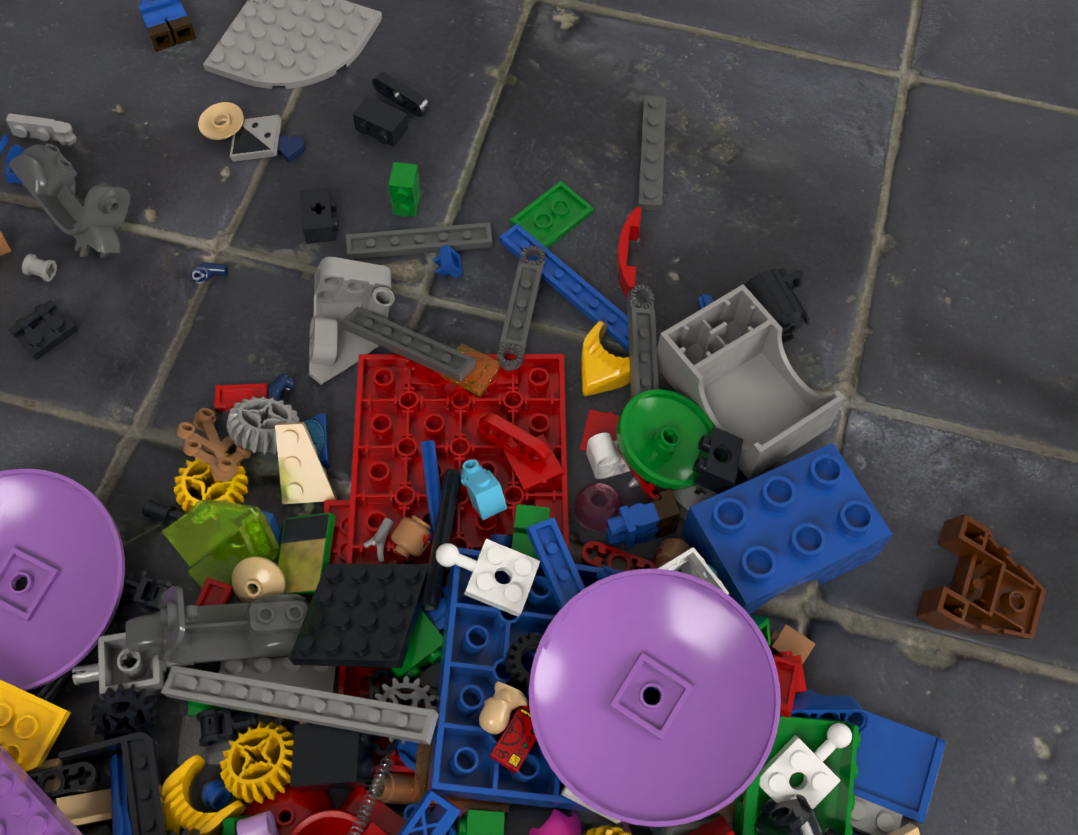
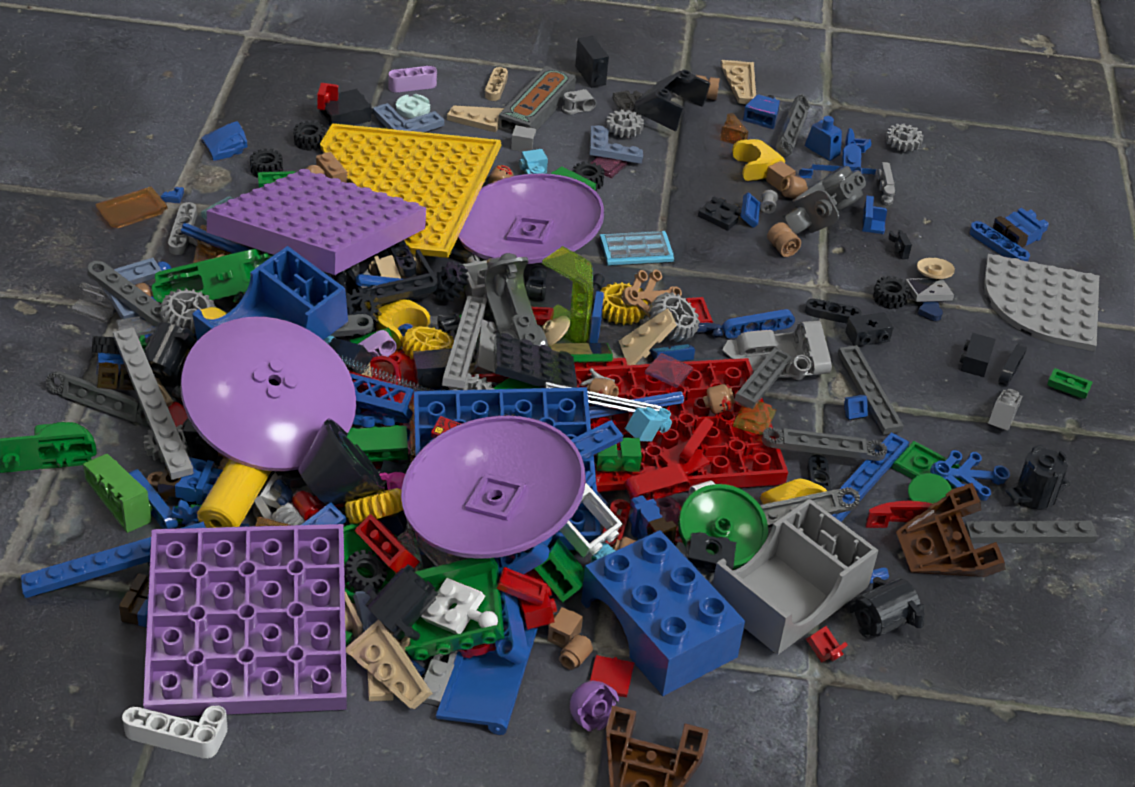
camera: 80 degrees right, 20 degrees down
(20, 231) = (793, 186): none -> medium nougat head
(51, 292) = (750, 210): none -> blue tile
(92, 445) = (636, 248): none -> clear piece
(100, 160) = (873, 217): none -> blue panel
(127, 266) = (784, 239): none -> medium nougat wheel
(167, 142) = (902, 244): none -> black plate
(182, 46) = (984, 232): none -> blue beam
(207, 270) = (798, 281): dark blue arm -> none
(248, 167) = (891, 292): none -> black tyre
(271, 236) = (815, 307): none -> black beam
(283, 332) = (779, 320): none -> blue beam
(375, 449) = (669, 370): none -> clear pink piece
(404, 189) = (909, 368): green piece -> none
(437, 53) = (1069, 383): none -> green plate
(443, 400) = (719, 398): none -> medium nougat head
(474, 120) = (1005, 409): none -> light grey slope
(482, 583) = (580, 405): white plate -> none
(498, 708) = (466, 413): tan animal -> none
(554, 319) = (823, 473): none -> black beam
(570, 202) = (943, 468): none -> blue plant
(582, 500) = (658, 483): none -> red beam
(598, 116) = (1040, 479): none -> black container
(598, 224) = (928, 488): none -> green tile
(674, 231) = (940, 542): none -> reddish brown wedge
(819, 374) = (825, 645): none -> red bracket
(827, 642) = (575, 652): none -> medium nougat brick
(850, 609) = (614, 673): none -> red piece
(909, 636) = (592, 704): none -> medium lavender cylinder

